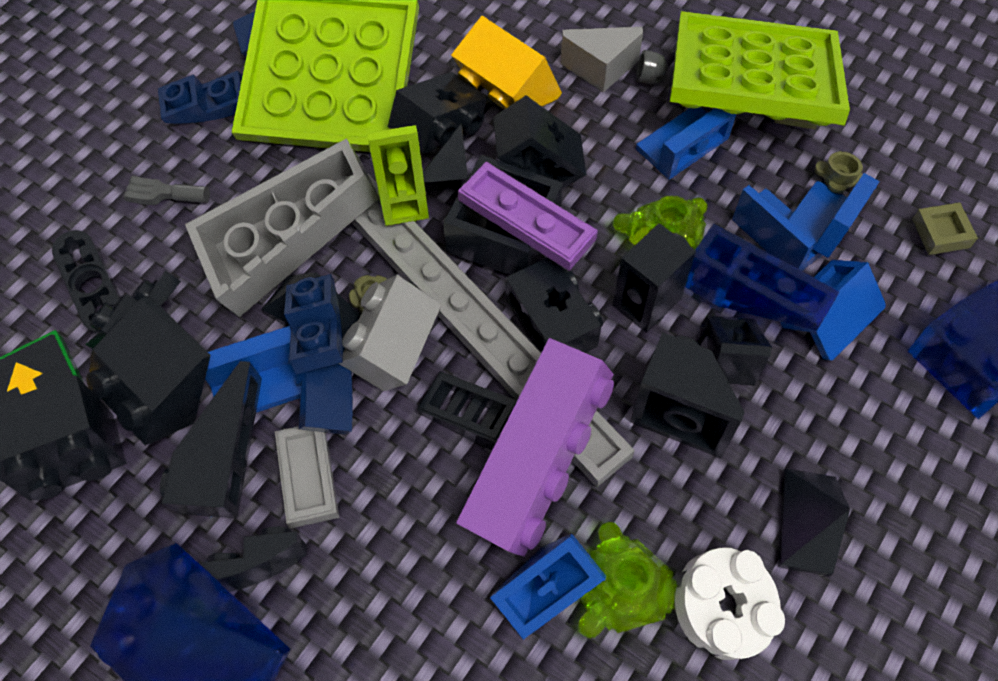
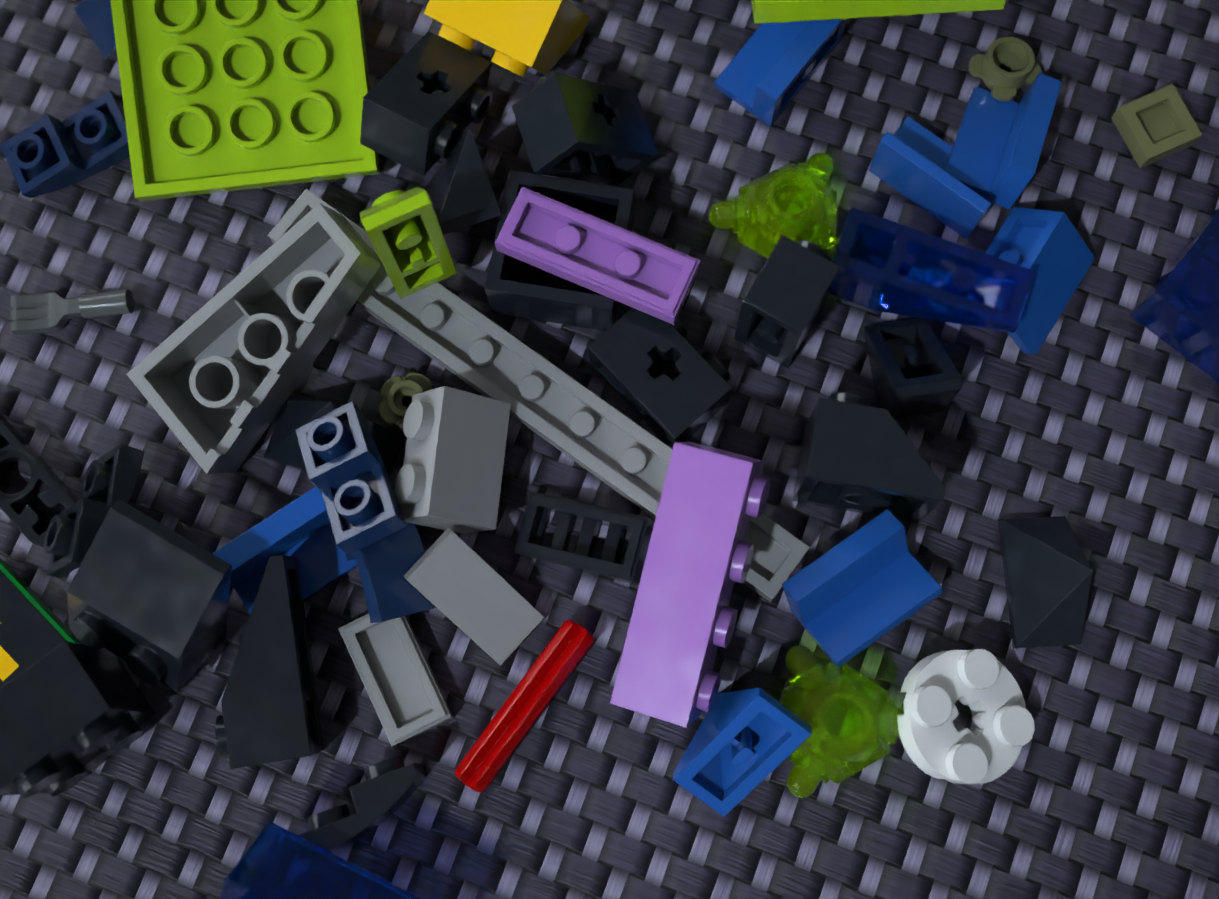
camera: 10 degrees left, 15 degrees up
(378, 429) = (473, 596): none -> light grey tile
(392, 519) = (524, 706): none -> red axle
(666, 488) = (860, 589): none -> blue panel

